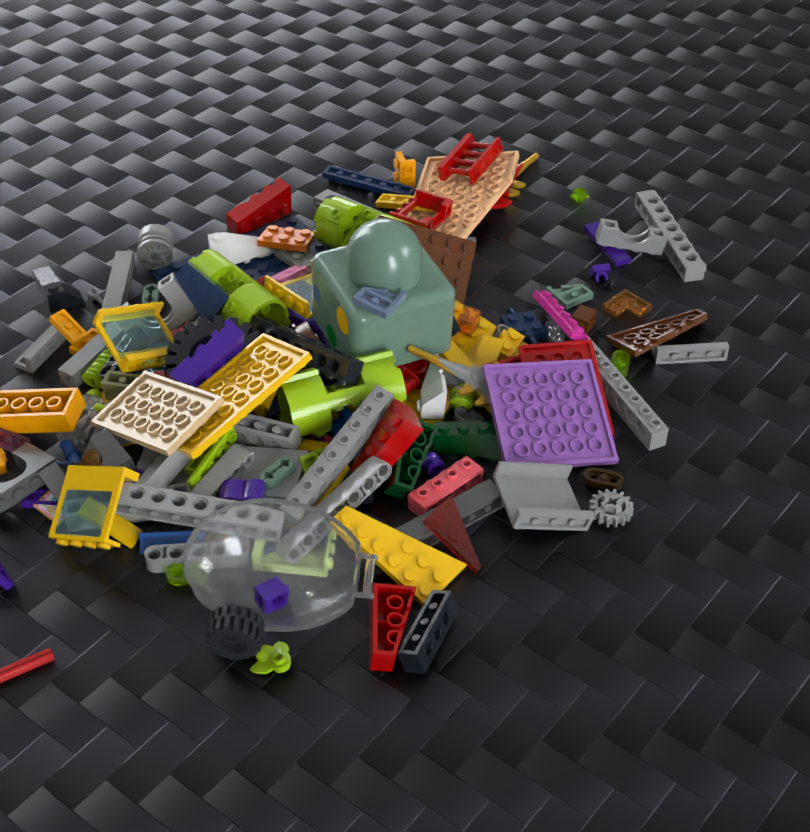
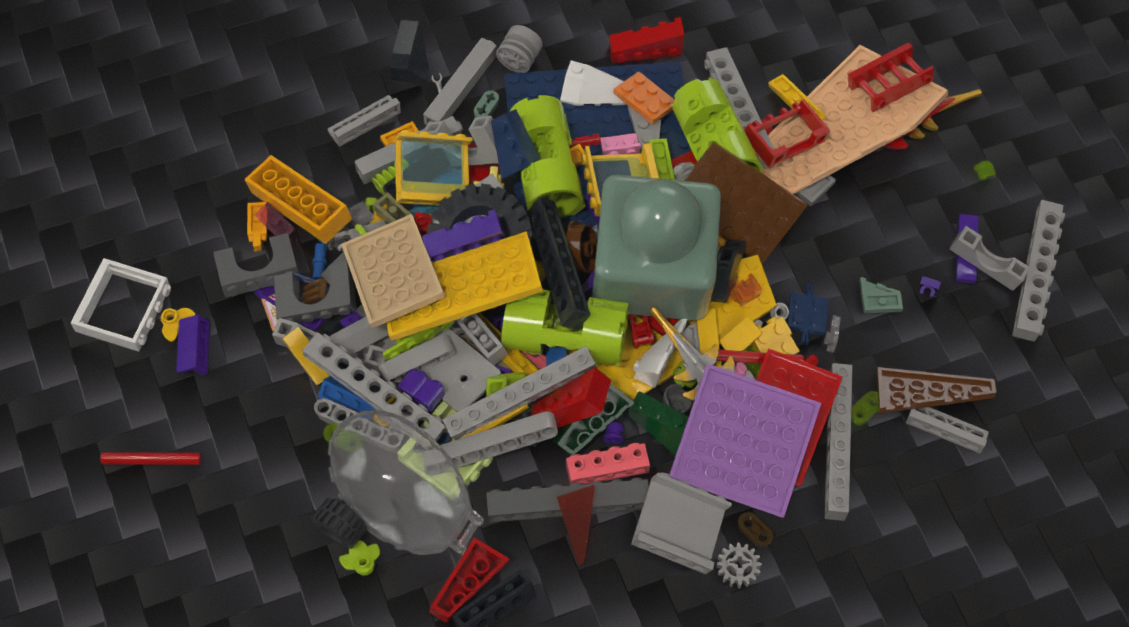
camera: 30 degrees right, 20 degrees up
(68, 327) = (387, 115): light orange plate -> none
(89, 505) = (291, 336): panel -> none
(271, 595) = (391, 500): dark purple brick -> none
(278, 471) = (463, 381): sand green beam -> none
(366, 182) = (778, 52): dark blue plate -> none
(379, 300) = (628, 267): sand blue wing -> none
(402, 556) = (522, 529): yellow wing -> none
(404, 170) = (818, 59): light orange bracket -> none
(560, 316) = (842, 326): dark pink plate -> none
(585, 317) = (869, 336): reddish brown brick -> none
(627, 301) = (930, 334): clear orange plate -> none

